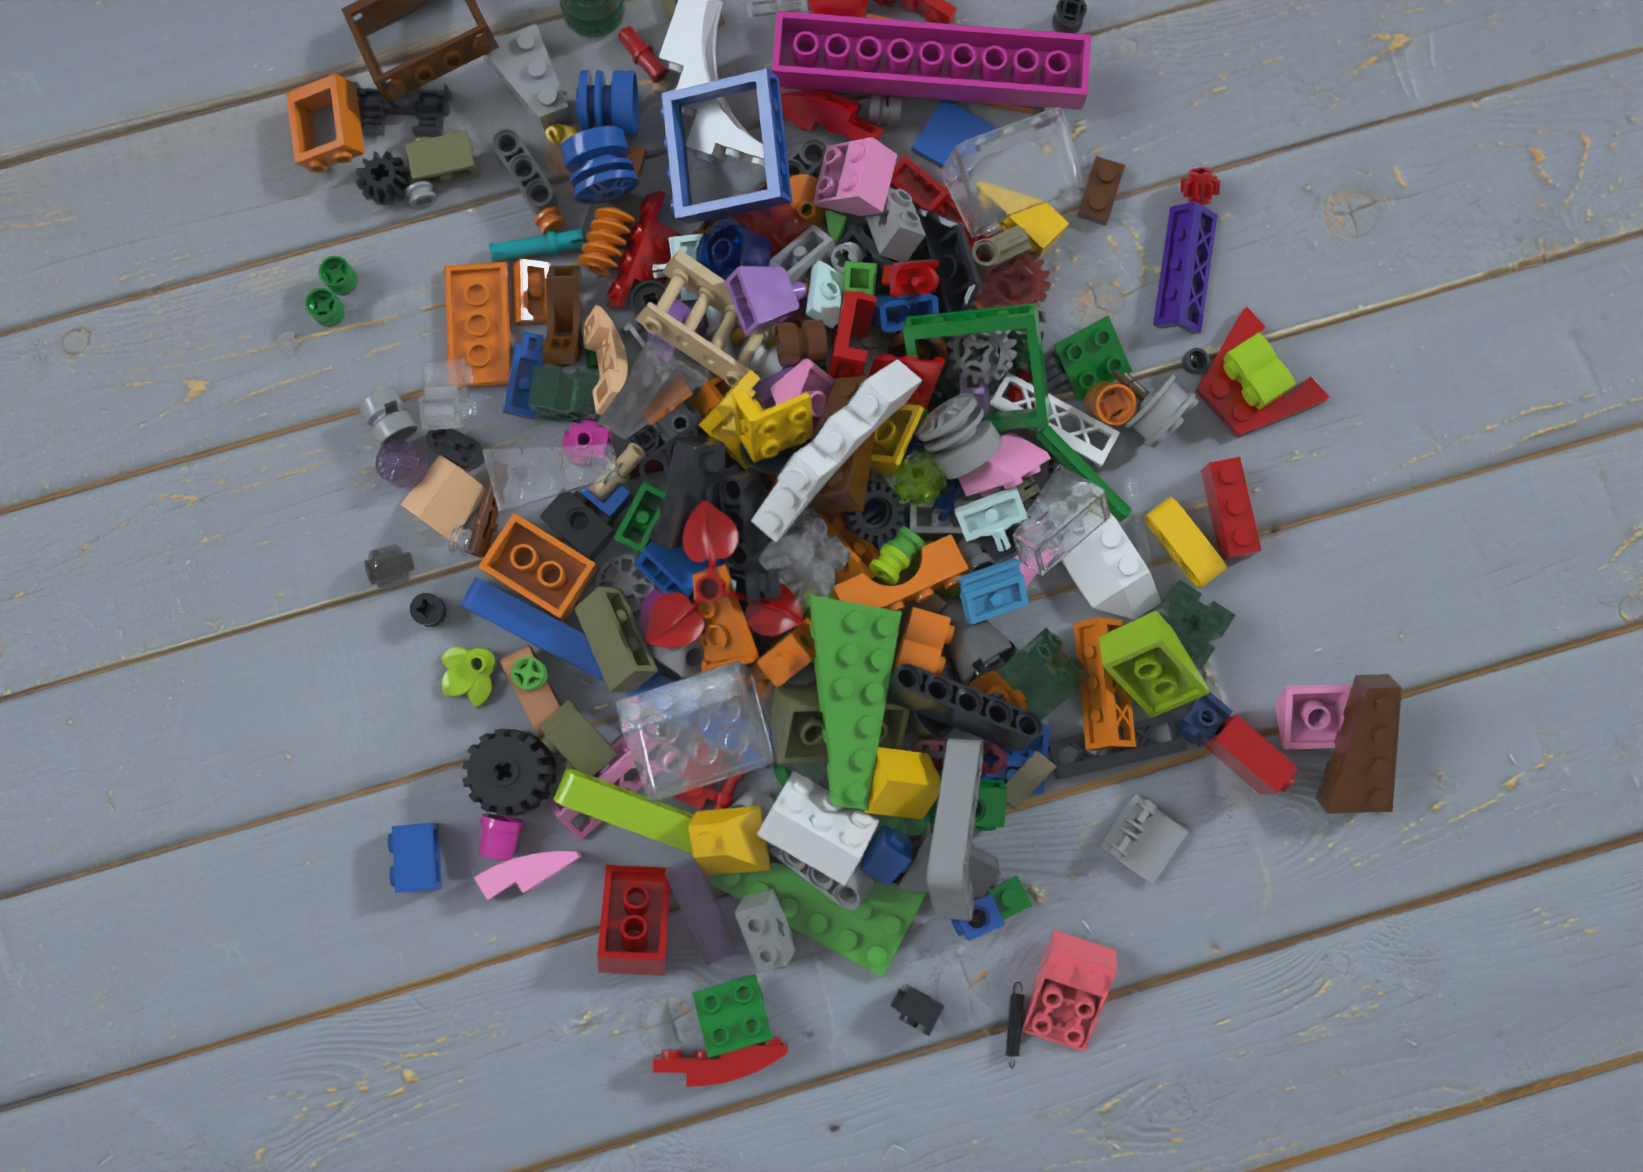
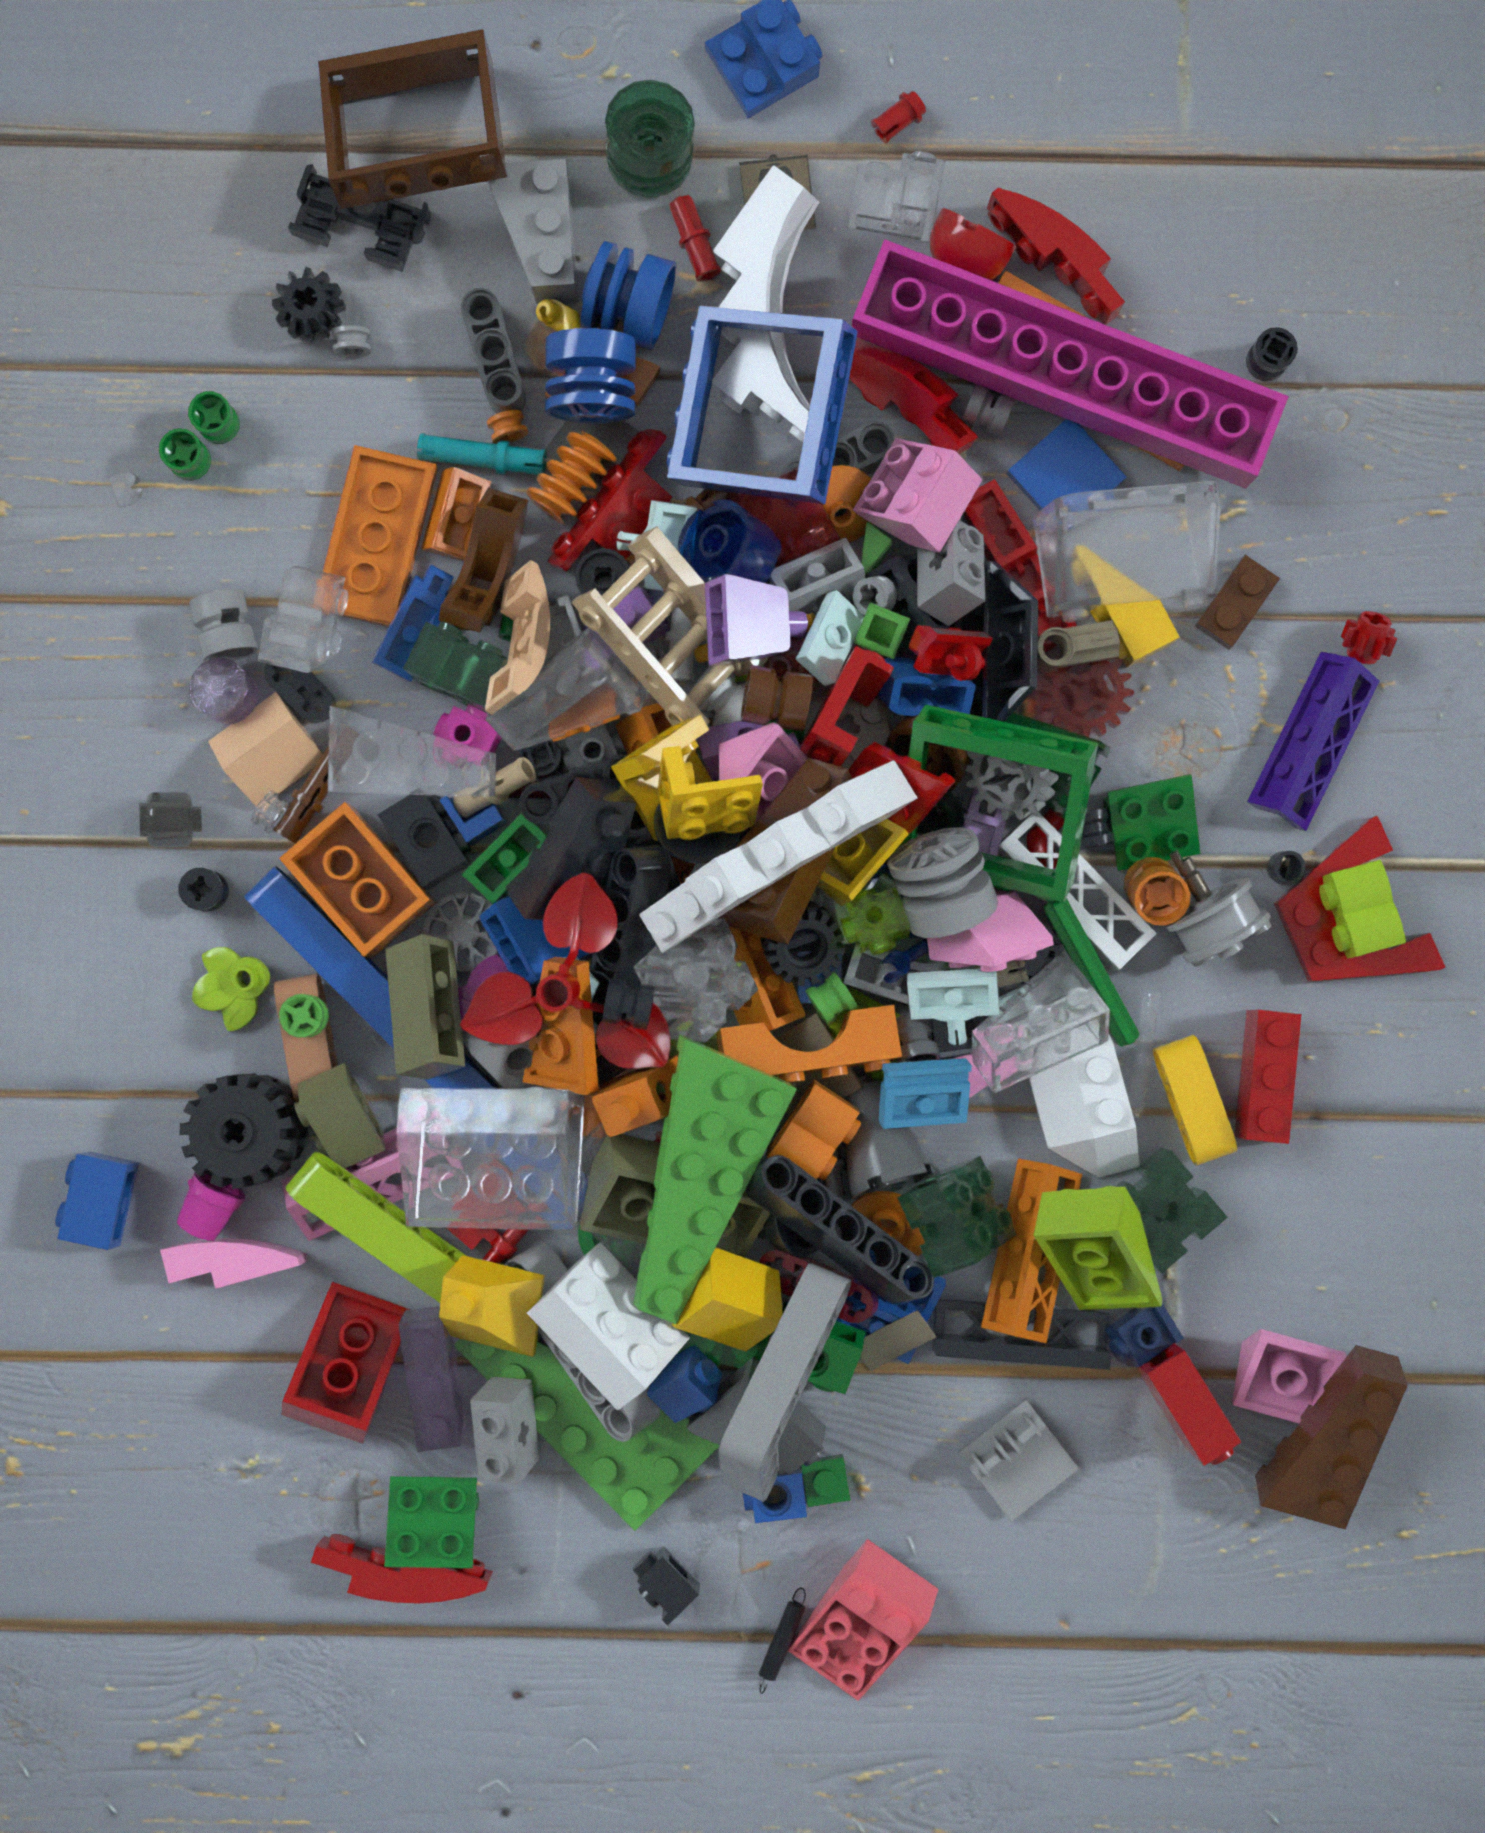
camera: 20 degrees right, 5 degrees up
(315, 96) = (282, 212): orange window -> none
(442, 158) = (392, 301): olive brick -> none
(889, 564) = (802, 1019): lime wheel -> none

